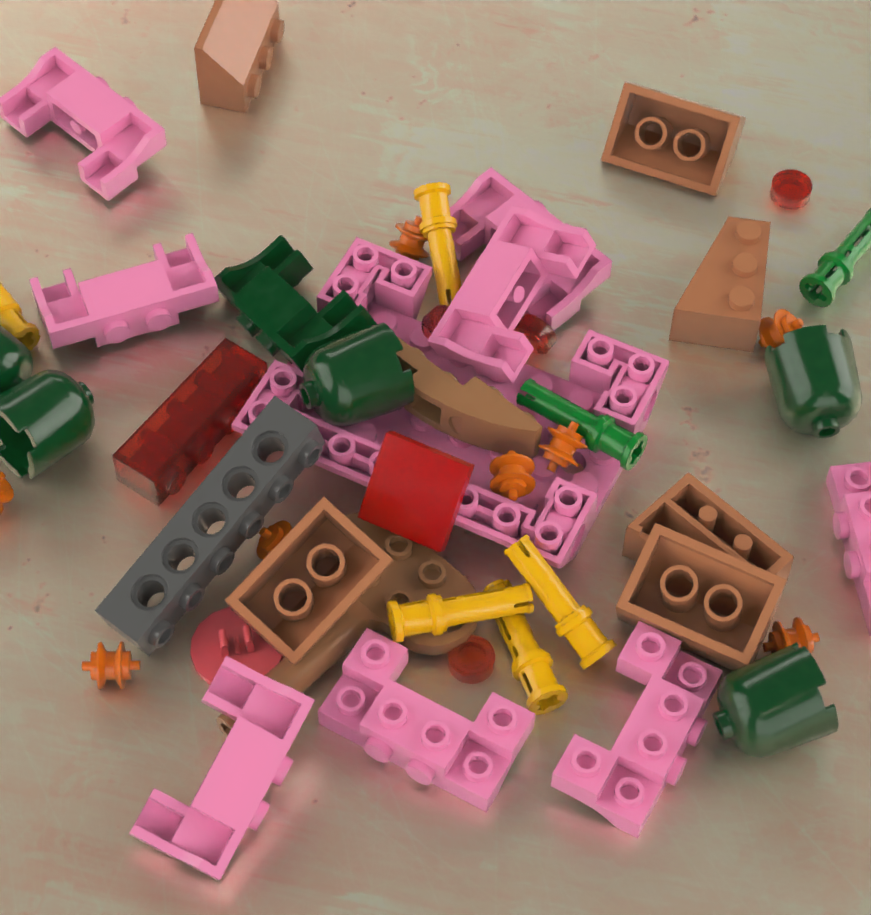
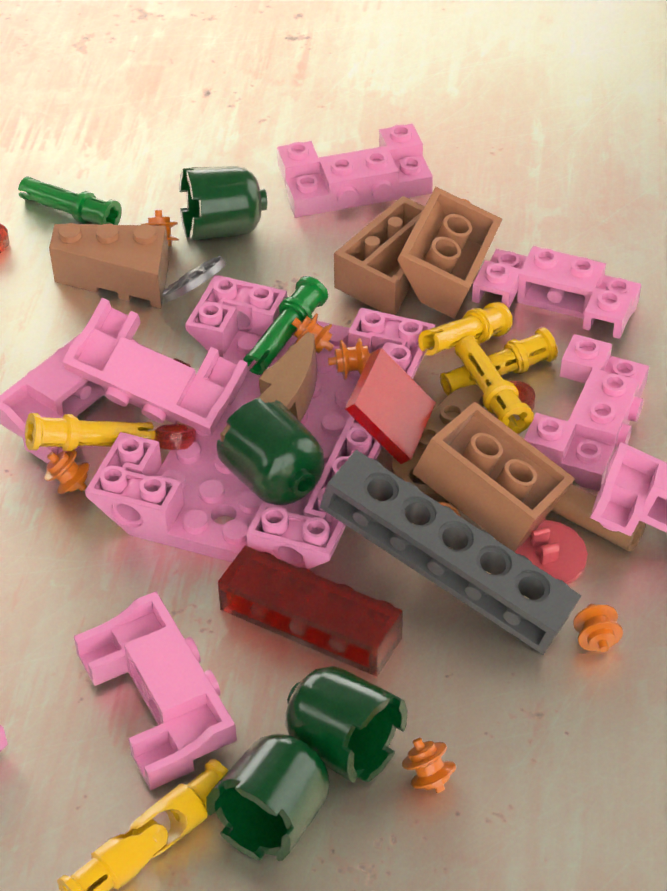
camera: 95 degrees left, 10 degrees down
(284, 318) = (181, 543): dark green bracket -> none
(687, 355) = (194, 278): none -> flat silver wheel
(774, 704) = (527, 207): dark green cylinder -> none

